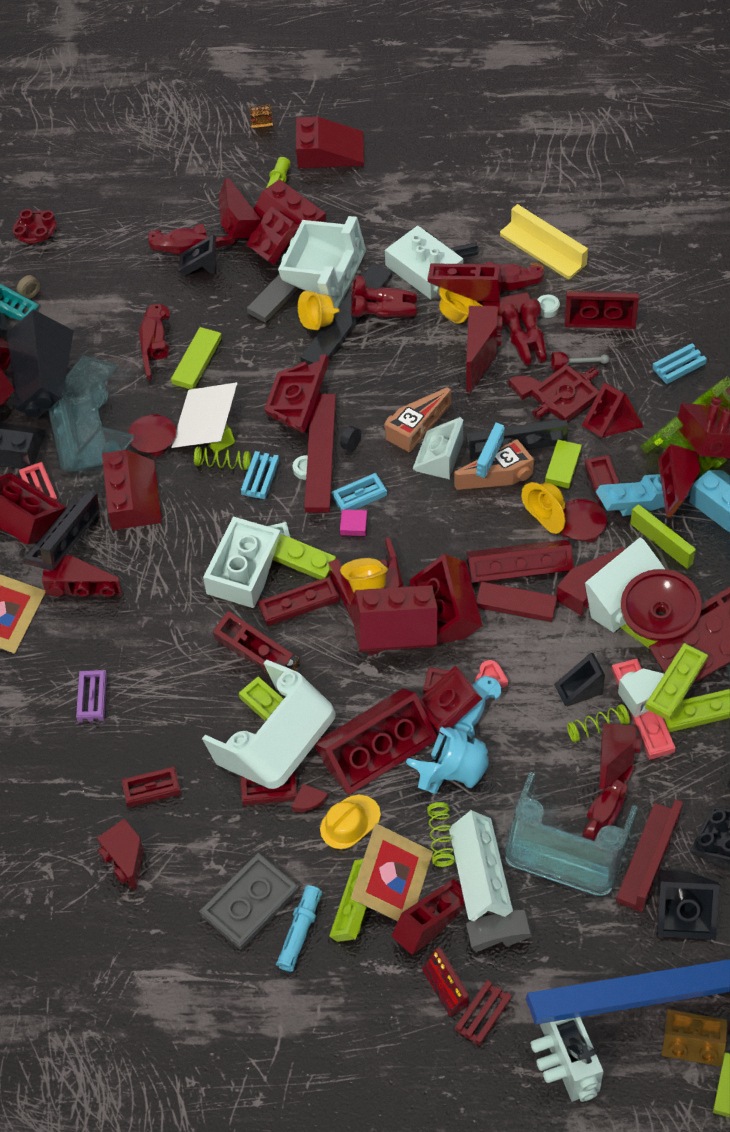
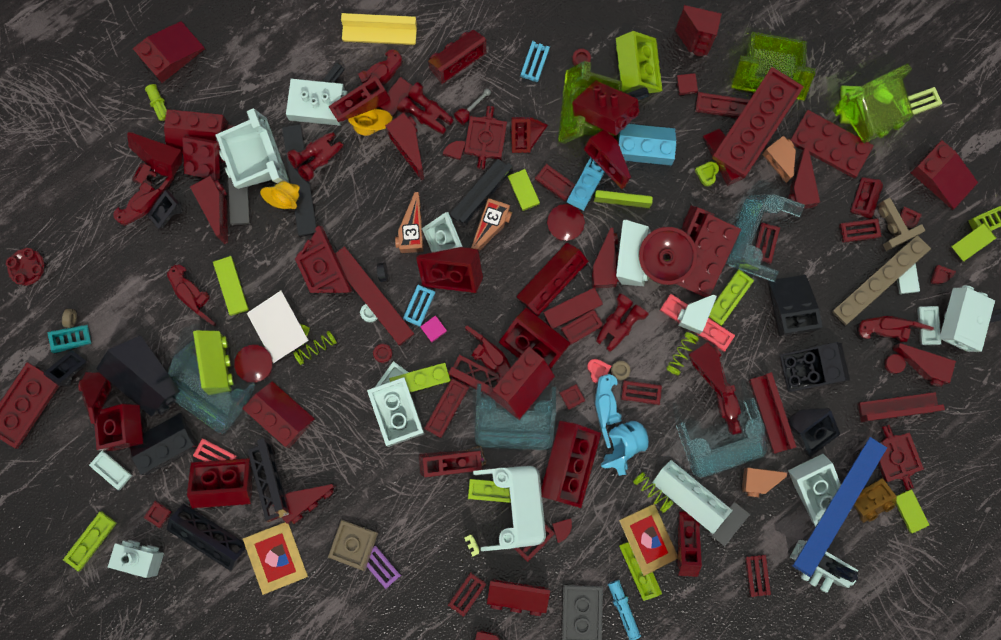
camera: 45 degrees left, 25 degrees up
(85, 653) = (353, 545): none -> dark tan tile
(115, 396) = (213, 361): none -> lime slope
(199, 728) = (473, 544): none -> yellowish green tile
(199, 819) = (518, 597): none -> dark red slope
(209, 218) = (142, 173): none -> dark red tile
(244, 279) = (212, 201): none -> dark red slope
(261, 116) = (101, 60): clear orange tile -> none
(264, 459) = (341, 325): medium azure tile -> none
(282, 509) = (382, 353): none -> dark red tile
(338, 660) = (502, 430): none -> clear light blue windscreen
(349, 821) = (595, 522): yellow piece -> none
(365, 574) = (479, 367): yellow piece -> none
(420, 474) = (451, 269): none -> dark red slope
(446, 982) = (726, 576): slope -> none
(449, 699) = (594, 409): dark red tile -> none
(490, 450) = (484, 222): medium azure tile -> none
(510, 626) = (582, 327): none -> dark red tile
(511, 738) = (641, 400): none -> dark red tile
(514, 694) = (620, 370): none -> dark tan tile
(543, 650) = (618, 329): none -> dark red piece
(545, 504) = (541, 229): yellow piece -> none
(549, 305) = (420, 75): light aqua tile -> none
(575, 912) = (760, 481): none -> nougat slope
(582, 681) = (653, 335): black slope -> none
(634, 954) = (816, 485): none -> light aqua slope
(676, 681) = (714, 300): lime tile -> none

